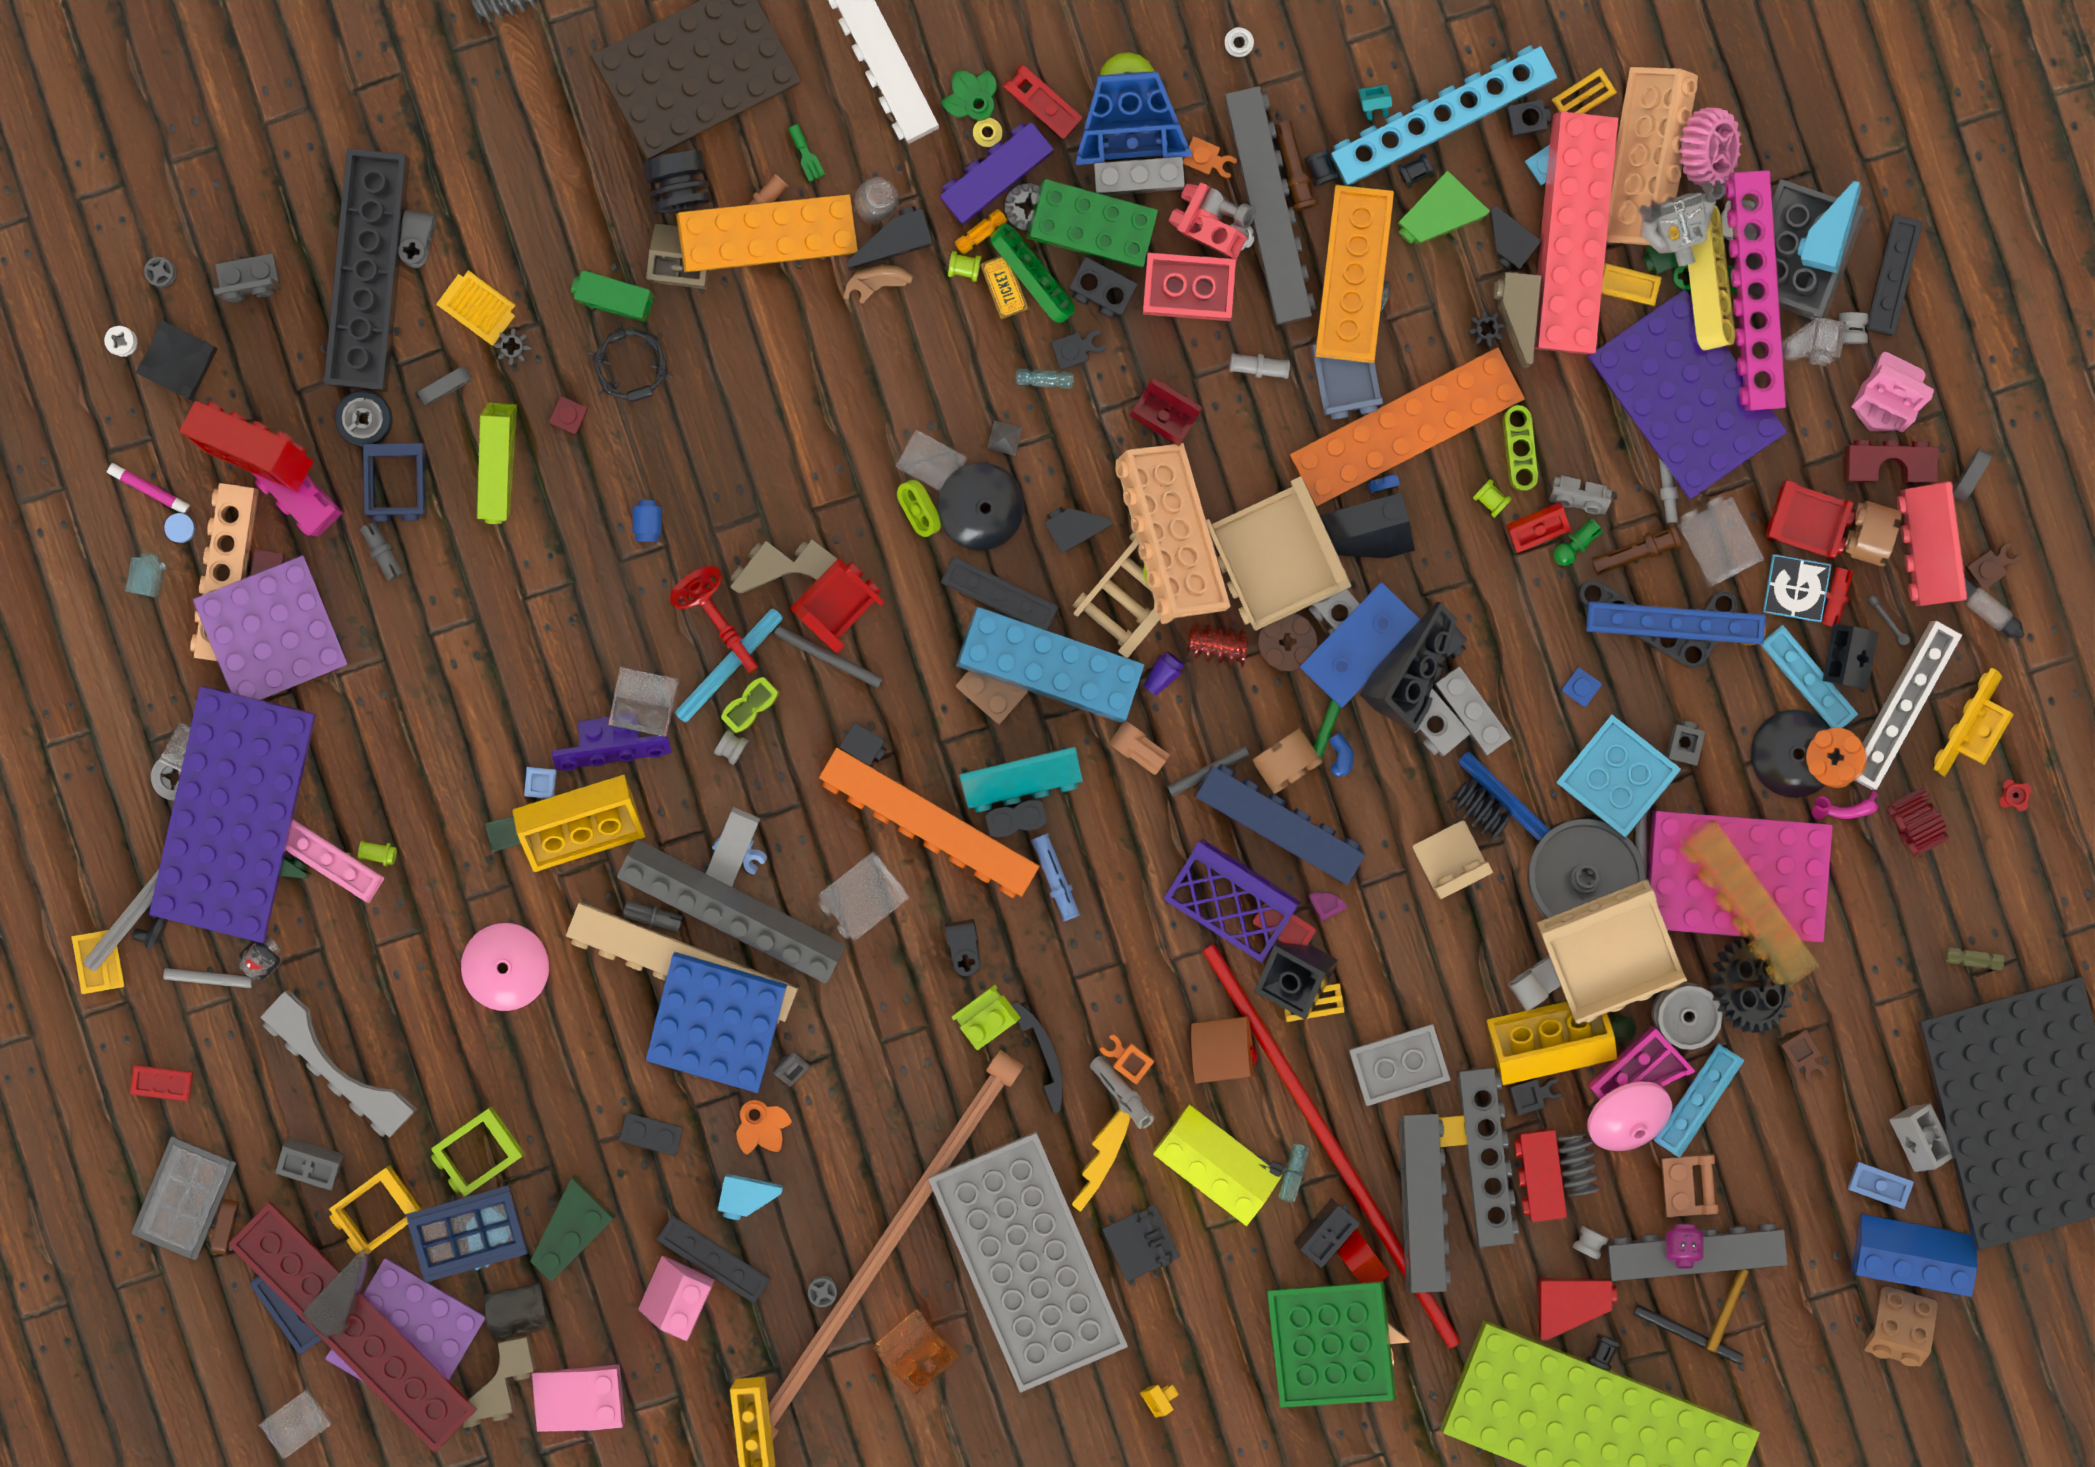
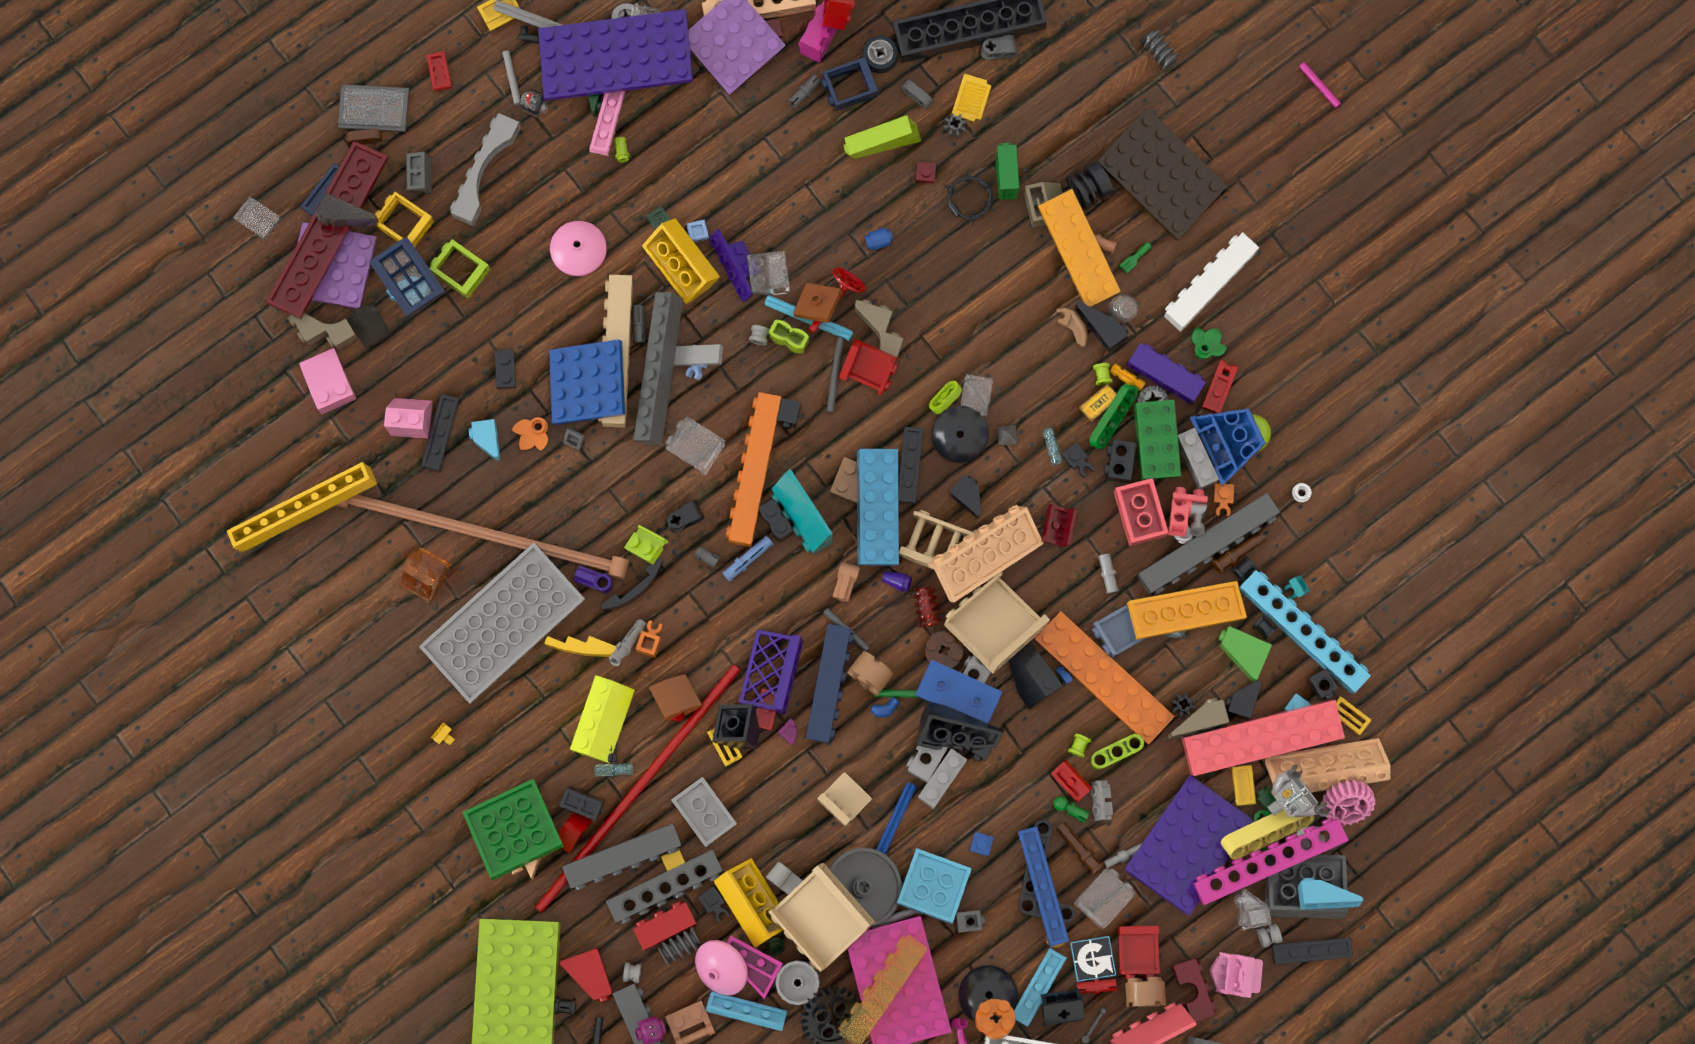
camera: 70 degrees right, 10 degrees down
(572, 1227) = (430, 339): dark green wedge -> none
(714, 645) = (817, 302): none -> dark orange plate
(819, 1295) = (441, 501): dark grey wheel -> none
(990, 141) = (1190, 366): light yellow plate -> none
(1008, 1112) = (592, 579): none -> dark purple piece
(1032, 935) = (706, 556): none -> dark grey pin
(1141, 1243) = (537, 690): black hinge -> none
(1480, 808) = (883, 805): black piece -> none

